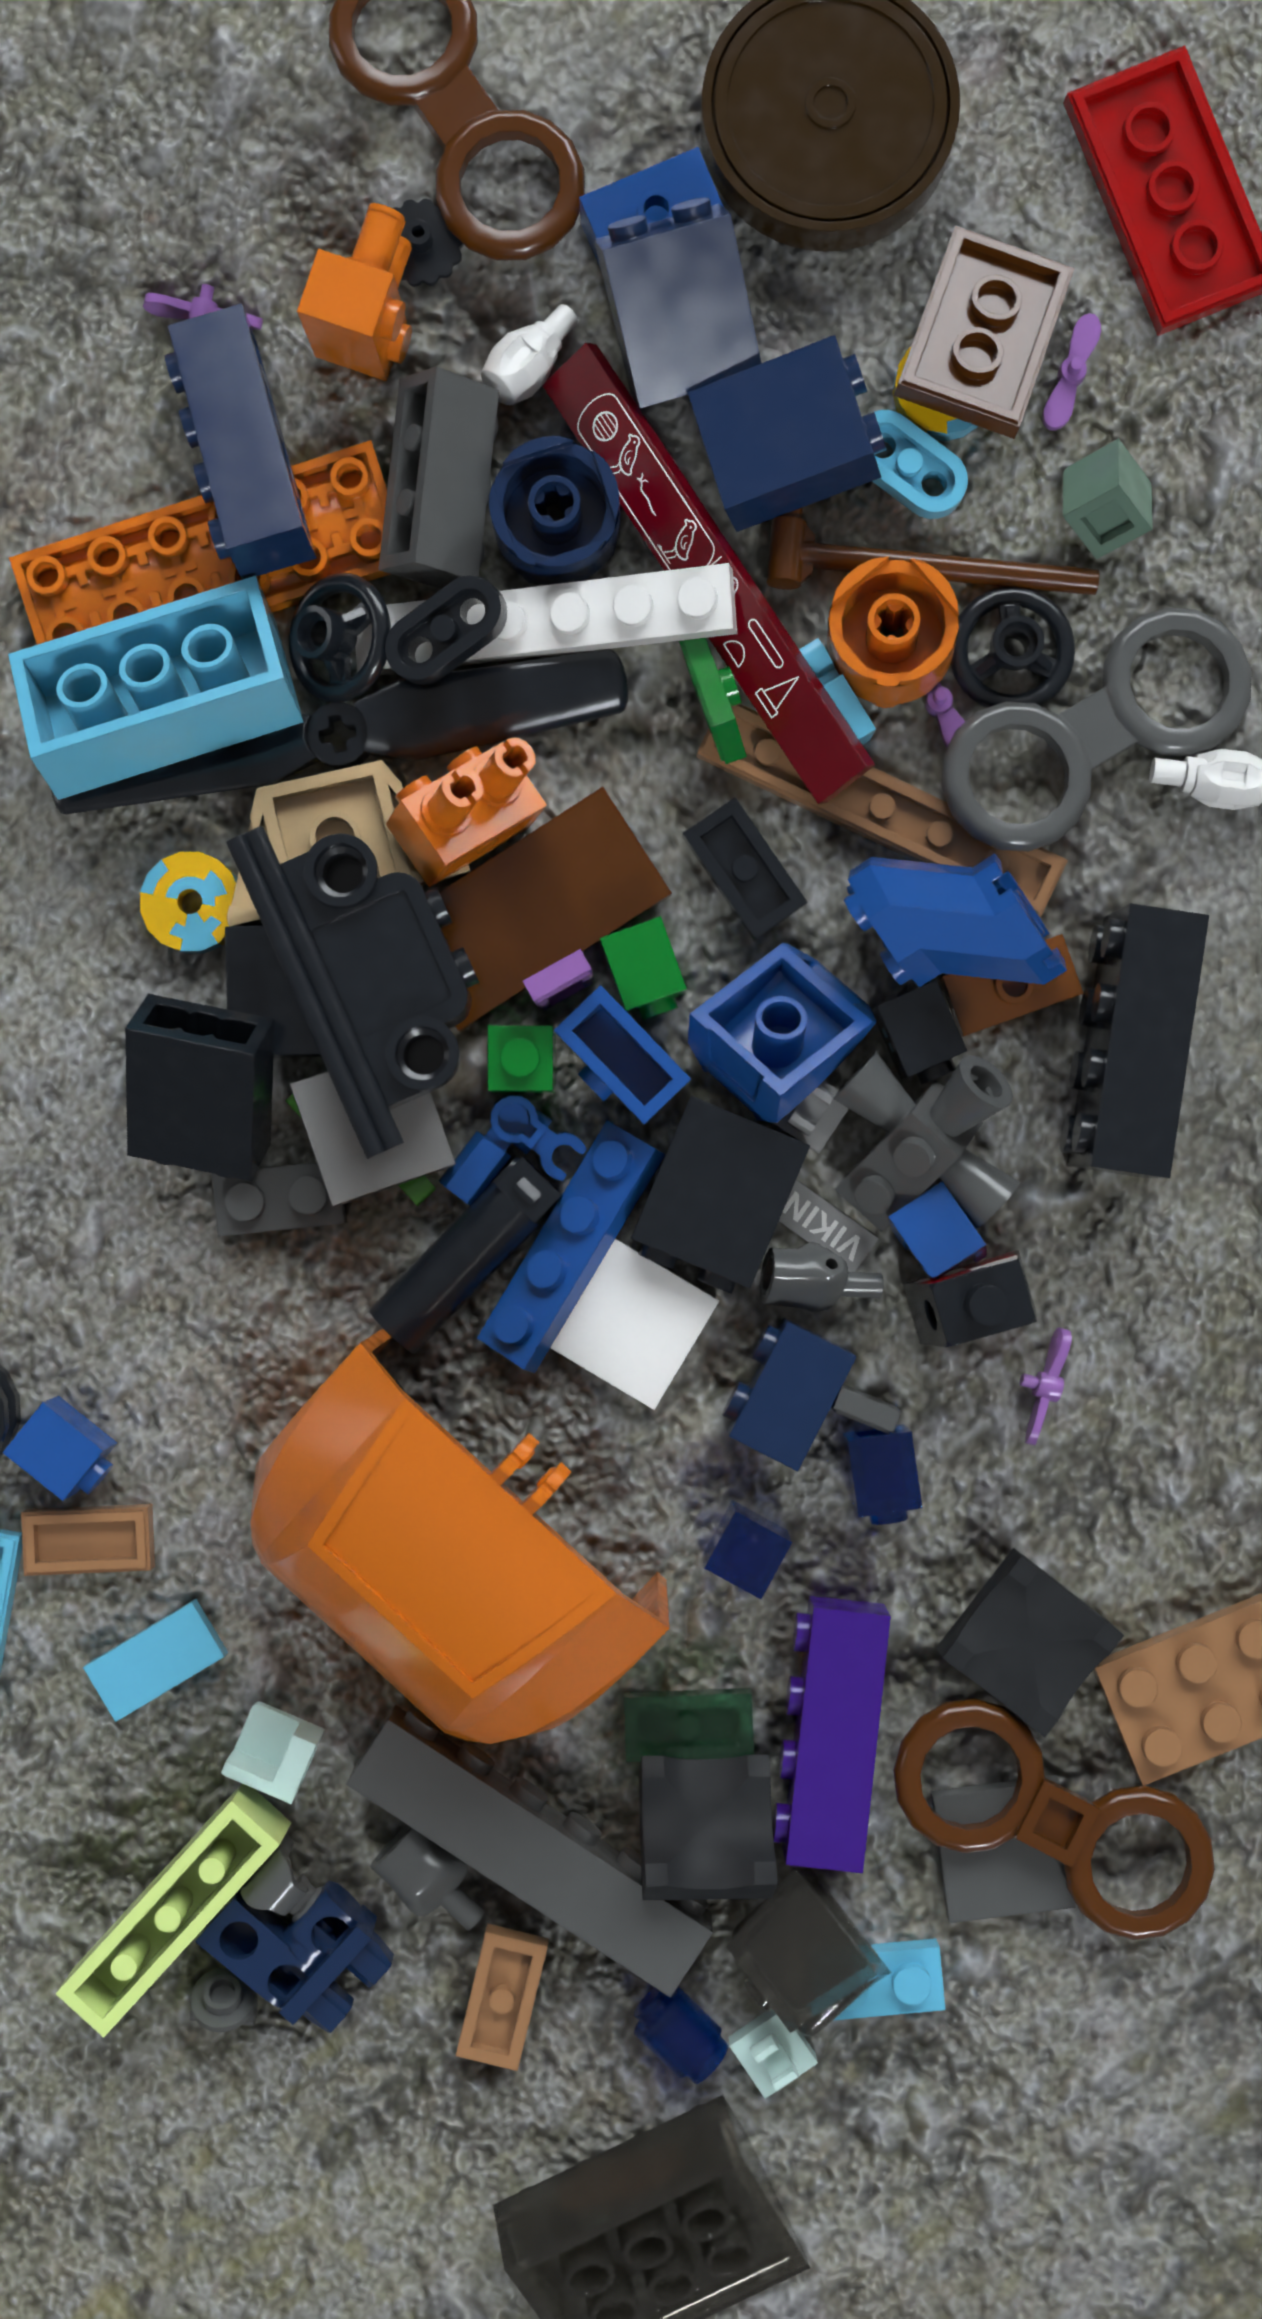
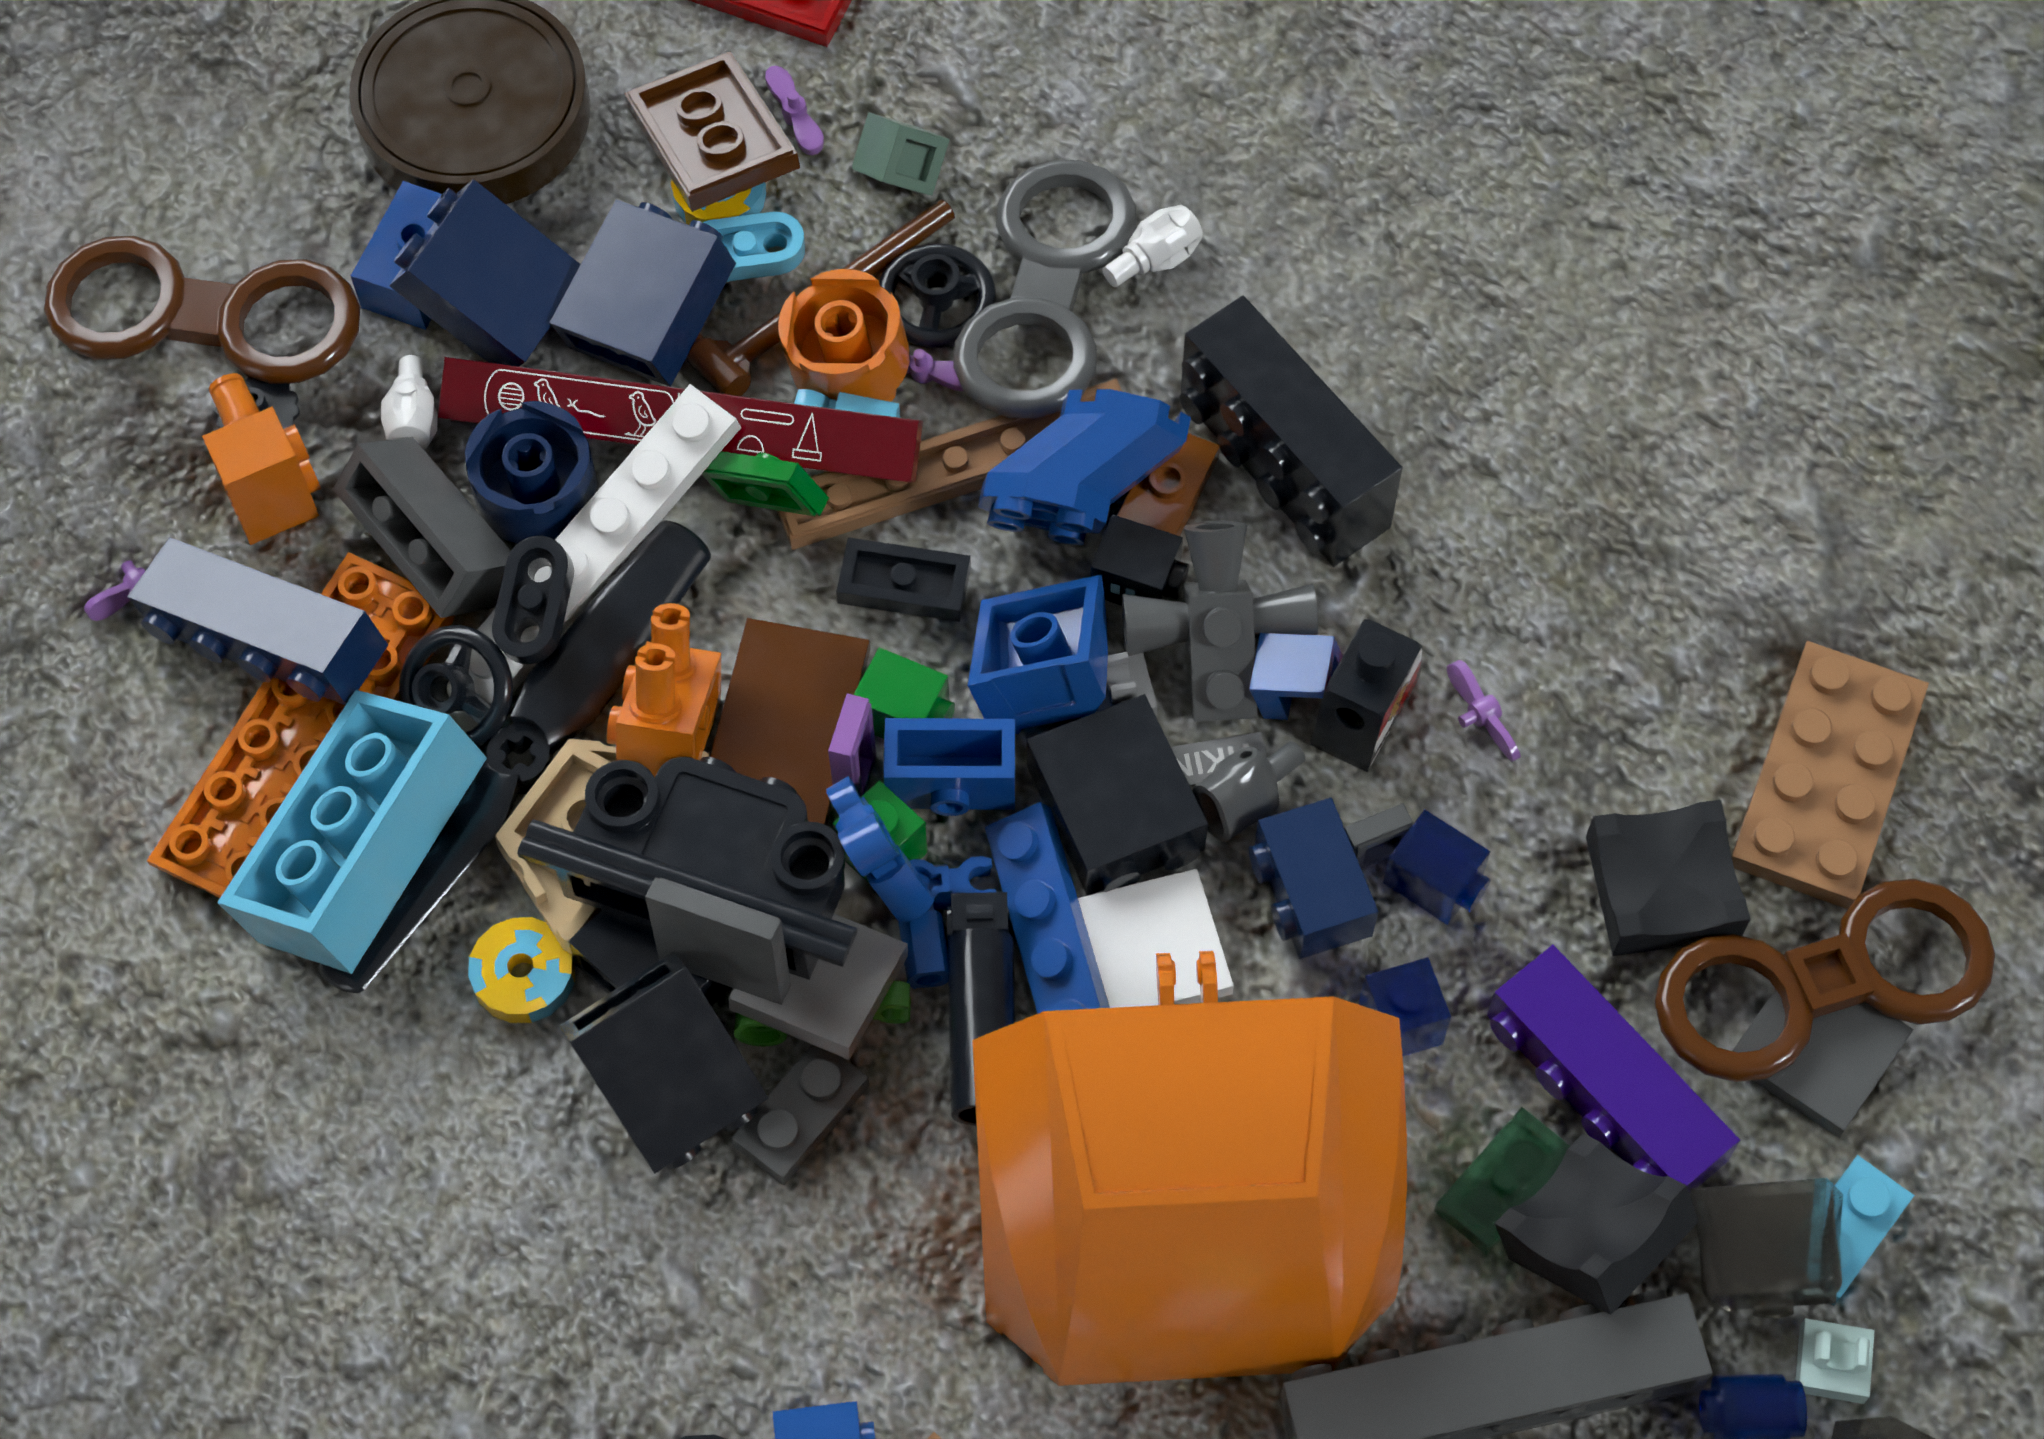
camera: 45 degrees left, 25 degrees down
(302, 1050) = (720, 939): none -> dark grey tile
(479, 1081) = (877, 855): none -> blue bar

